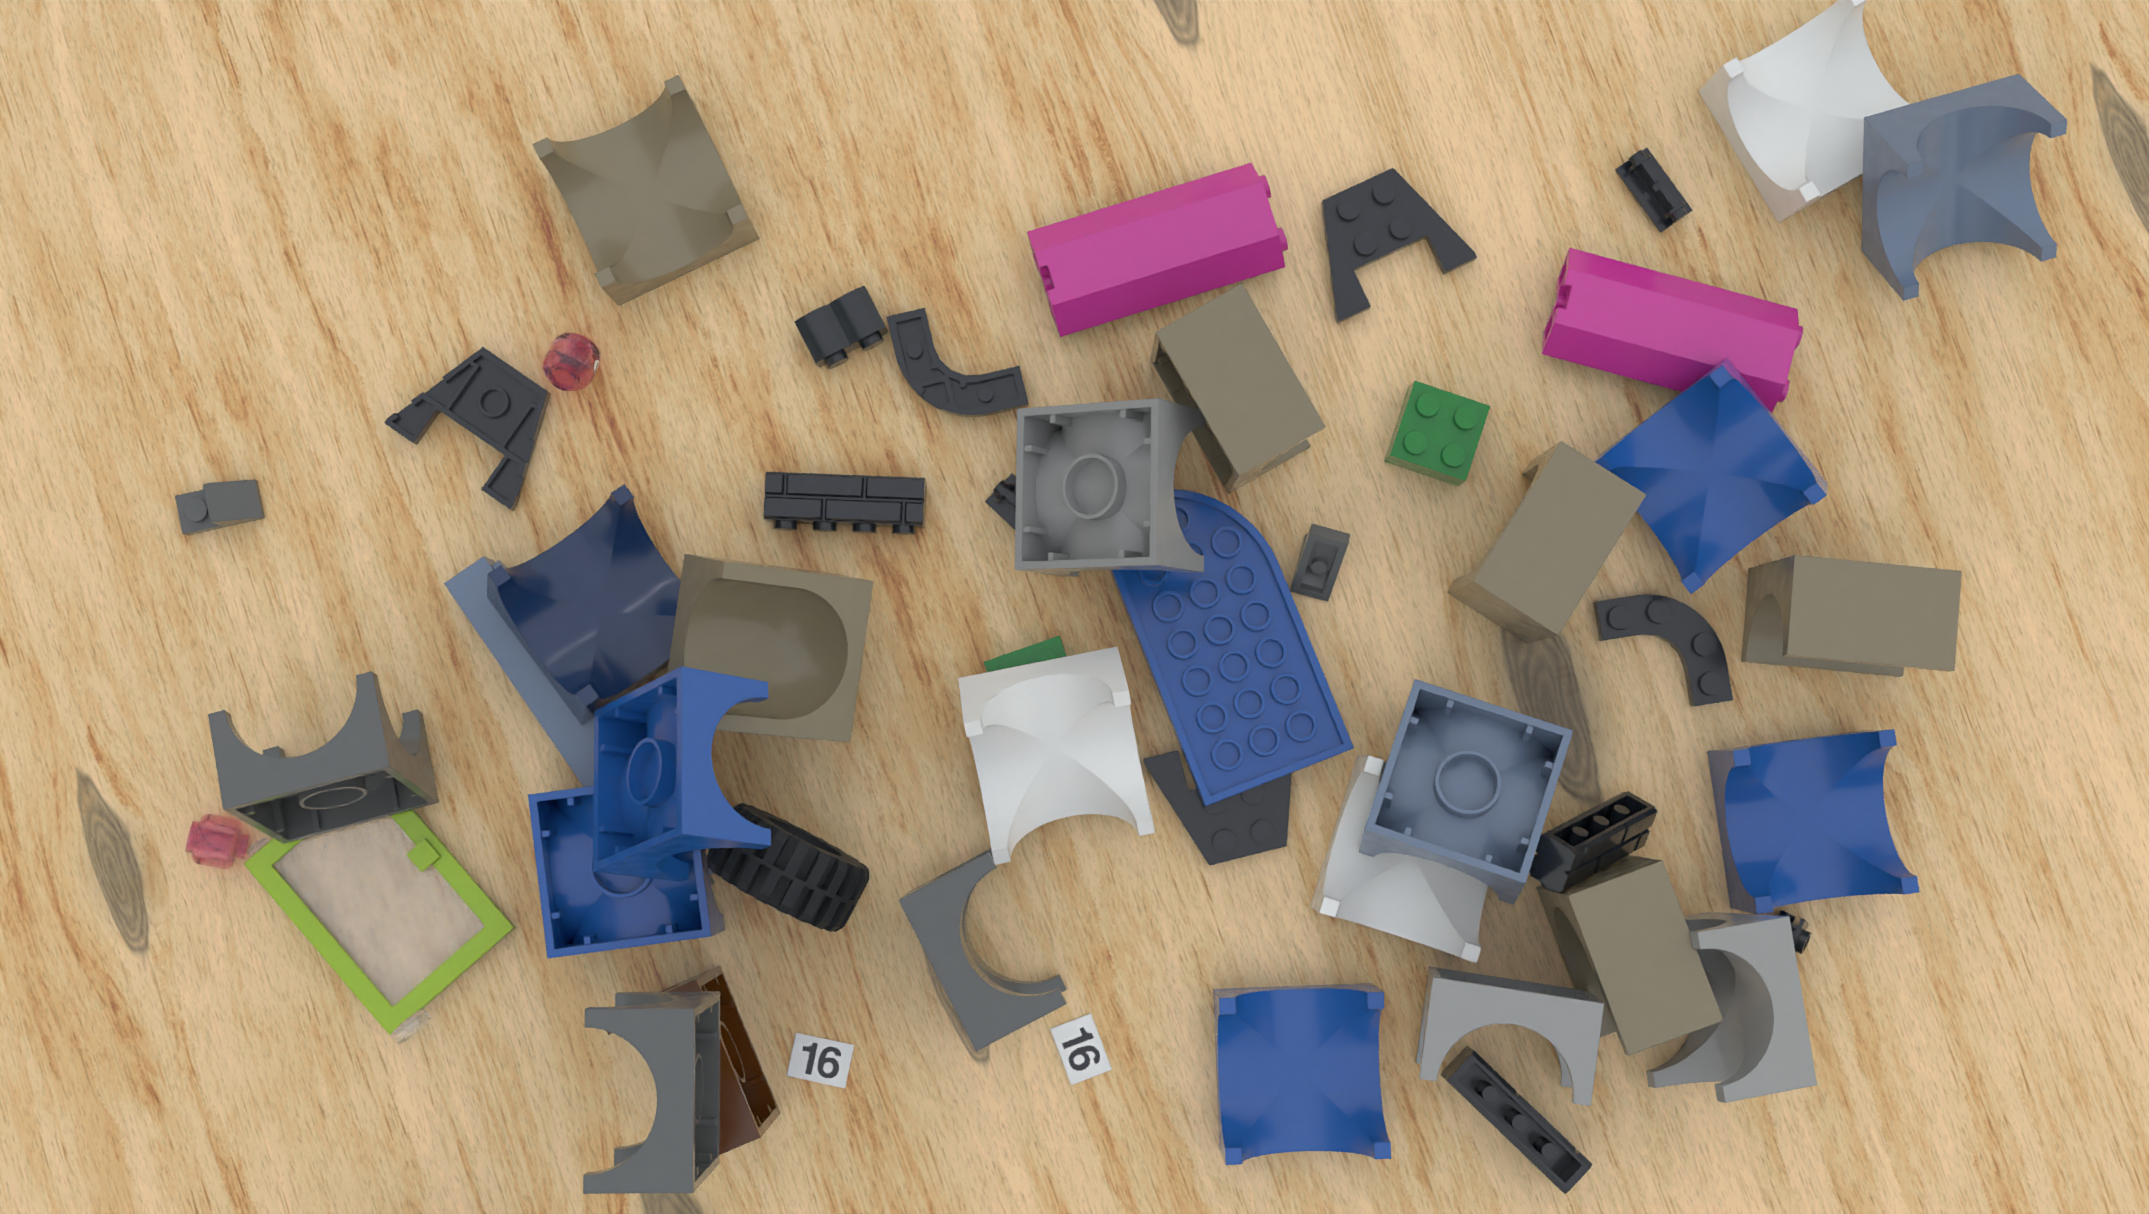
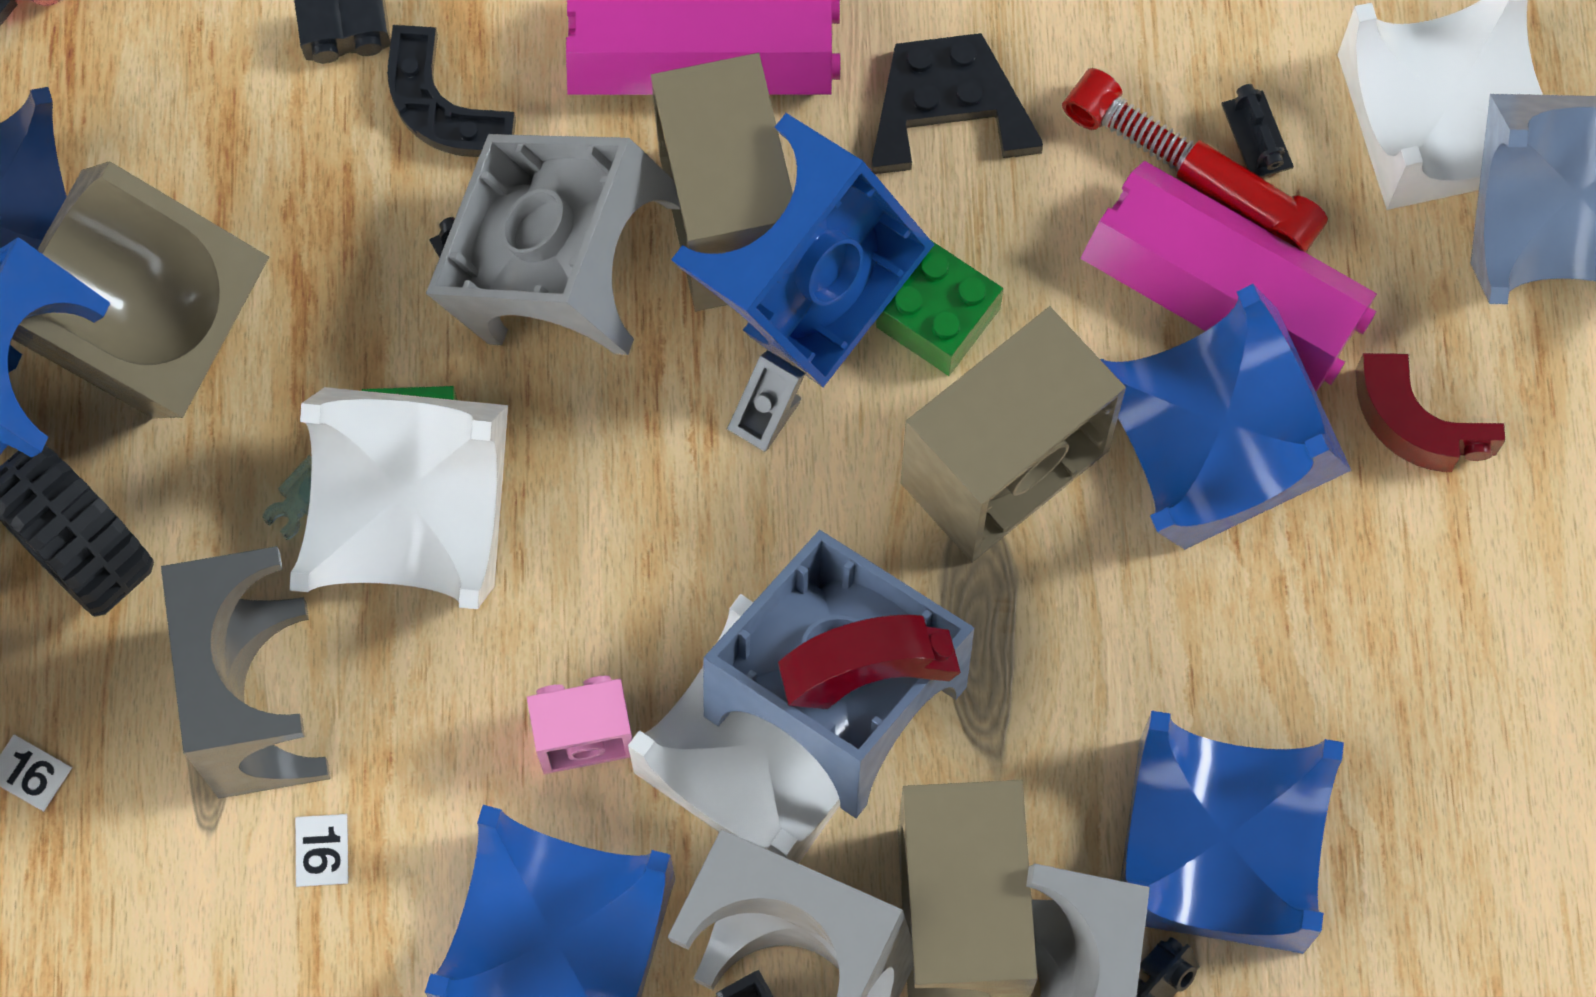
camera: 20 degrees right, 15 degrees down
(845, 500) = (280, 193): black brick -> none
(961, 762) = (297, 494): none -> clear light blue plate
(1232, 657) = (634, 466): blue plate -> none
(1232, 827) = (587, 640): black wing -> none
(1263, 891) = (580, 724): none -> bright pink brick
(1354, 451) = (823, 265): none -> blue piece
(1504, 798) = (866, 652): none -> dark red arch
(1592, 841) = (943, 756): black brick -> none
(1679, 626) = (1146, 591): black plate -> none
(1704, 262) = (1099, 103): none -> red piece
(1844, 415) = (1408, 428): none -> dark red arch
(1851, 616) = (1331, 610): dark tan piece -> none

